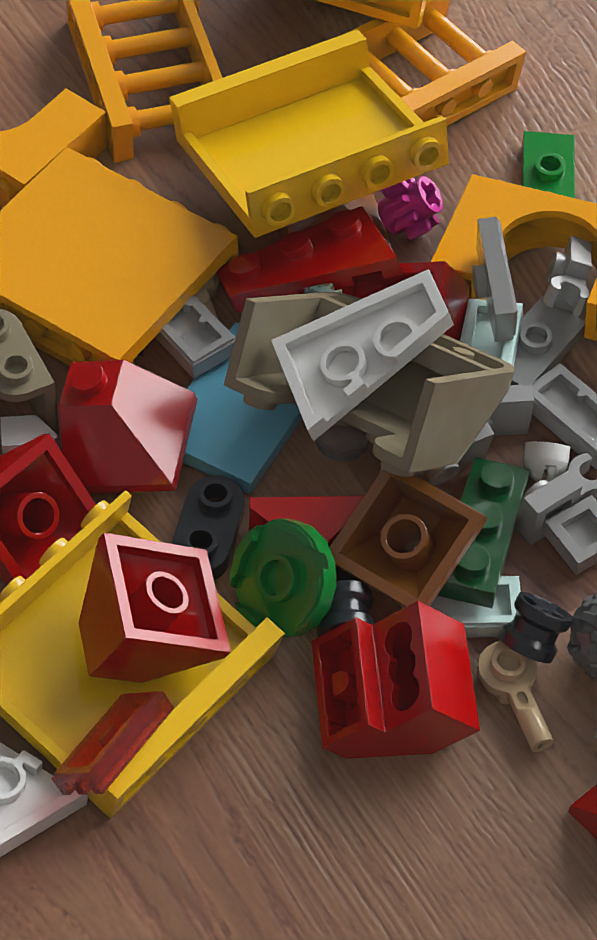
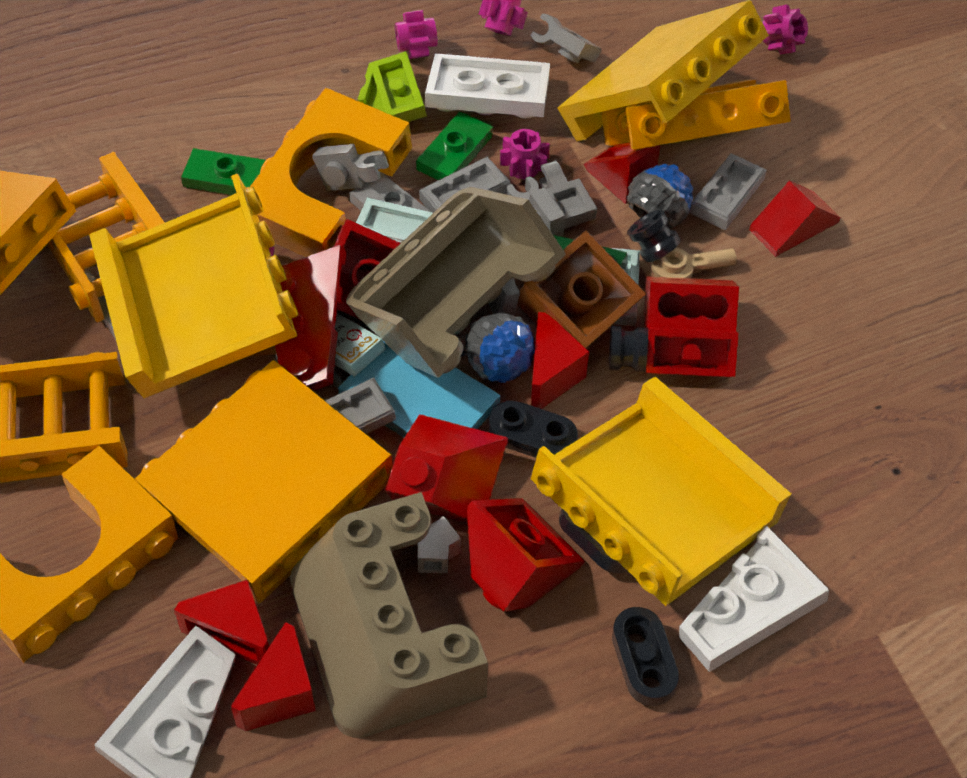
camera: 80 degrees left, 0 degrees up
(112, 743) = (779, 510): clear red tile -> none
(149, 610) = (642, 453): red slope -> none
(284, 575) = (602, 374): green tile -> none
(308, 466) = (500, 347): none -> blue piece
(359, 347) = (436, 277): white wing -> none
(494, 280) = (363, 195): light grey plate -> none

